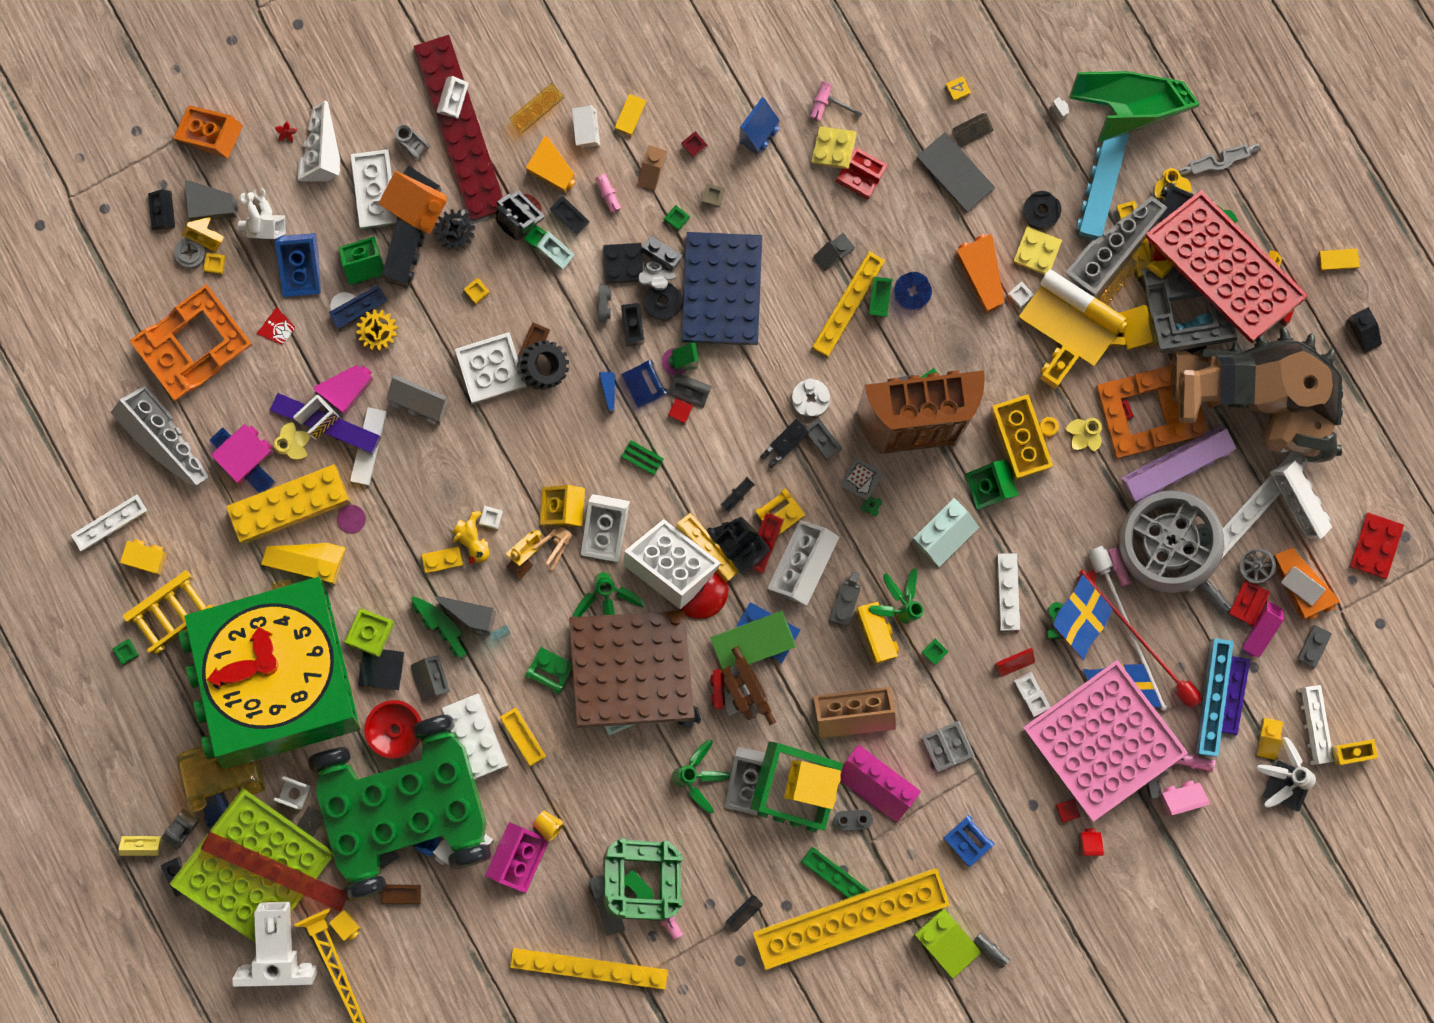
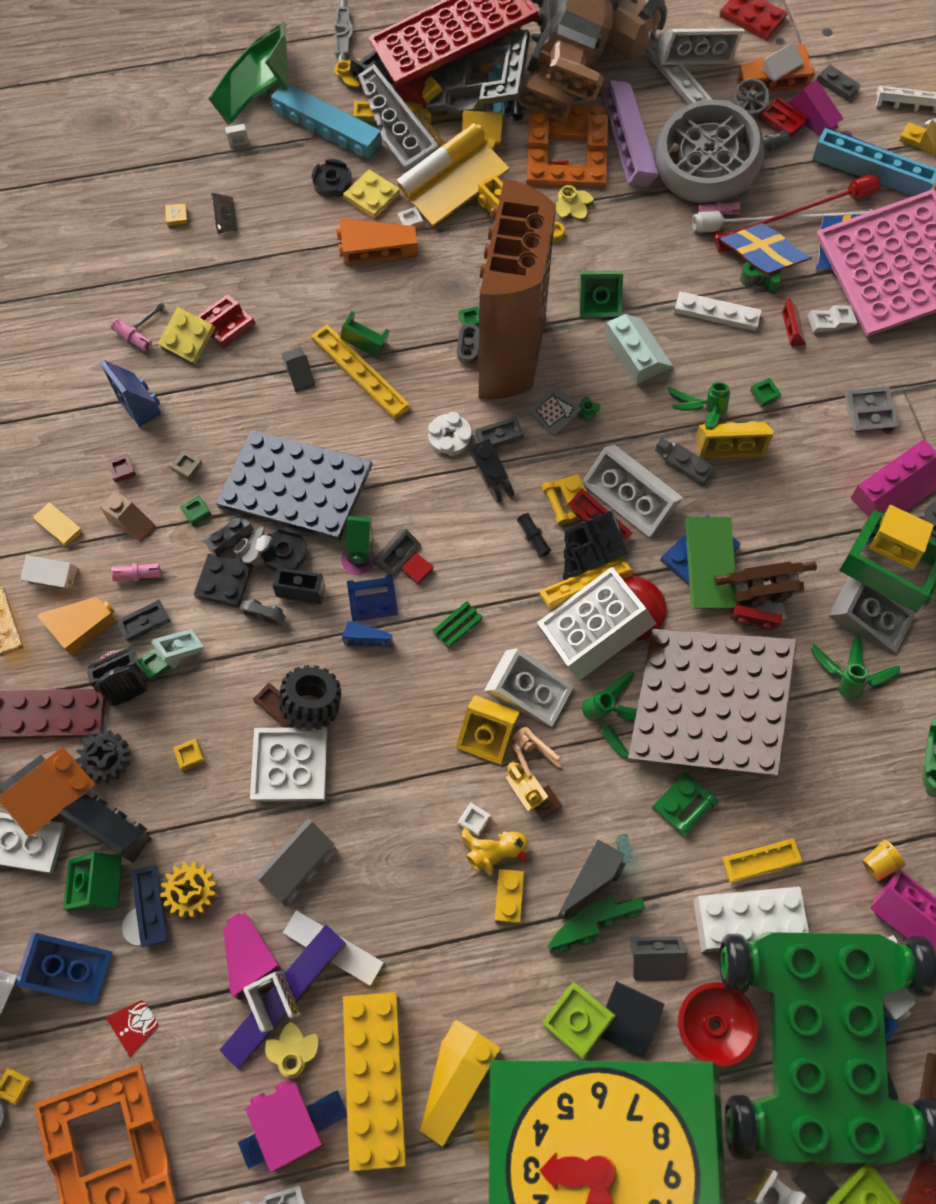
camera: 70 degrees left, 15 degrees down
(351, 519) = (419, 1000): flat silver sticker -> none
(854, 712) = (815, 485): medium nougat slope -> none
(922, 286) = (372, 318): clear blue plate -> none
(955, 172) = (261, 239): dark grey tile -> none
(1021, 437) = (576, 250): yellow brick -> none

